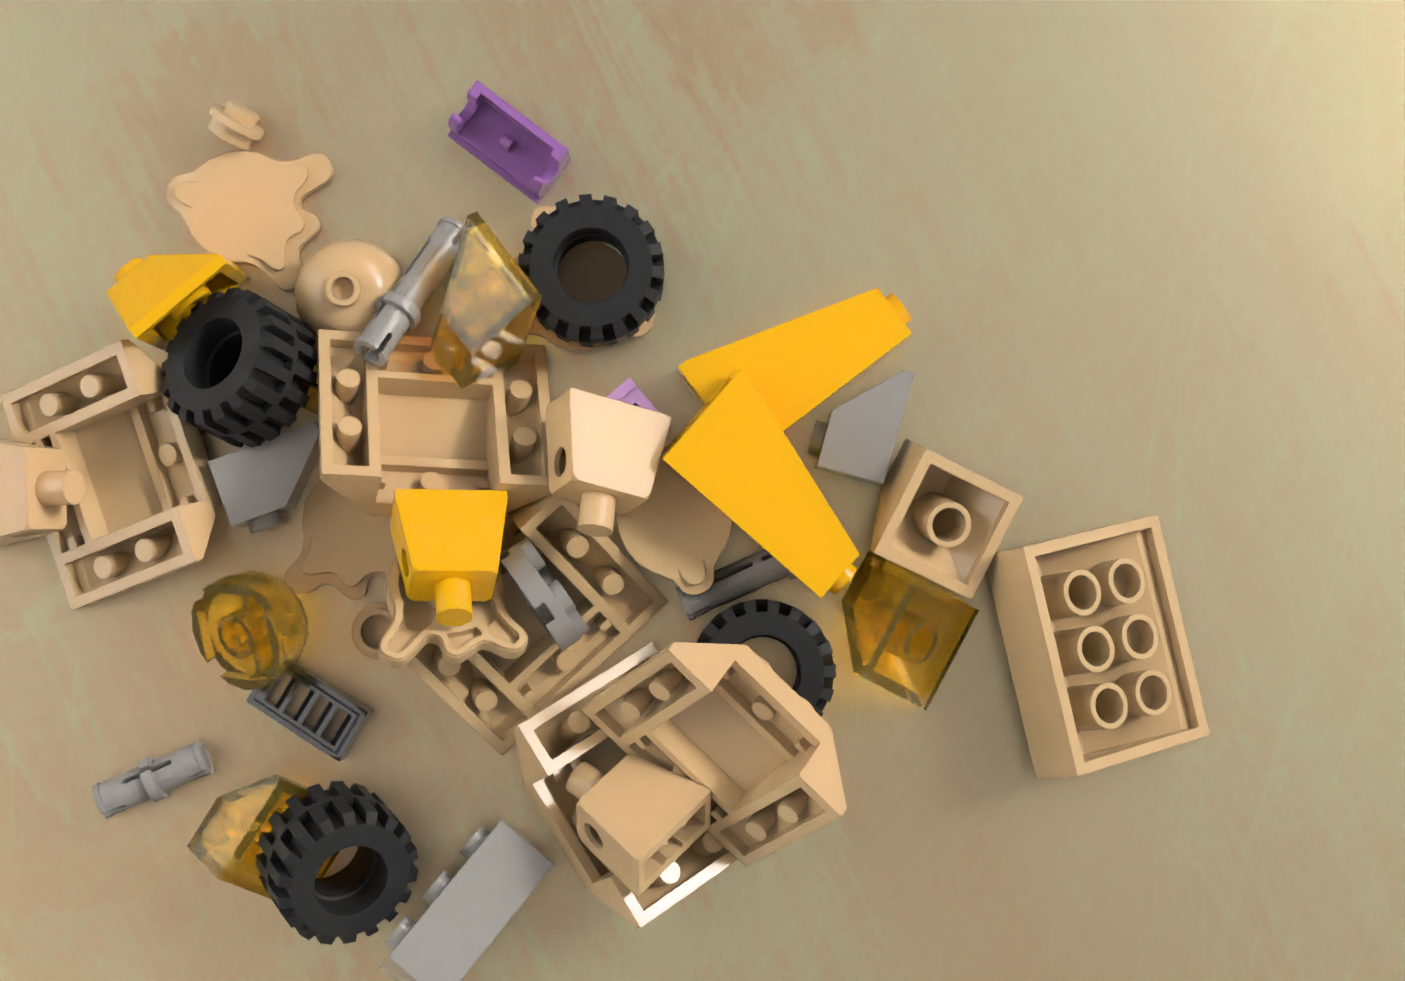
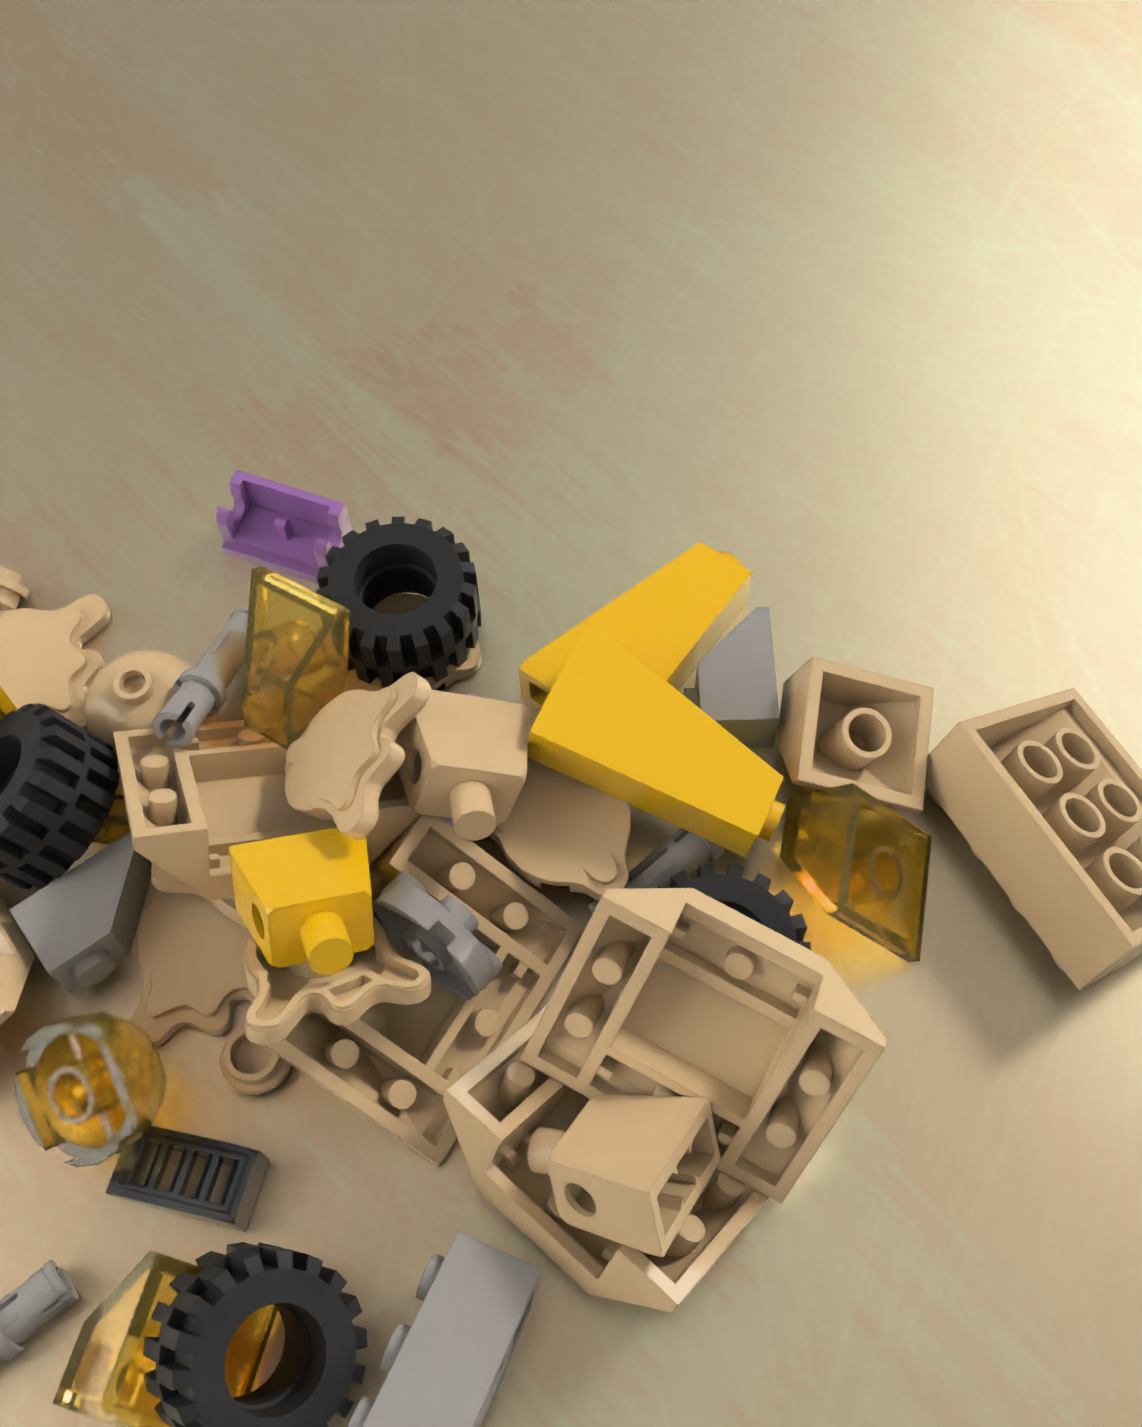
camera: 10 degrees left, 25 degrees down
(505, 433) = (352, 754): none -> tan tile

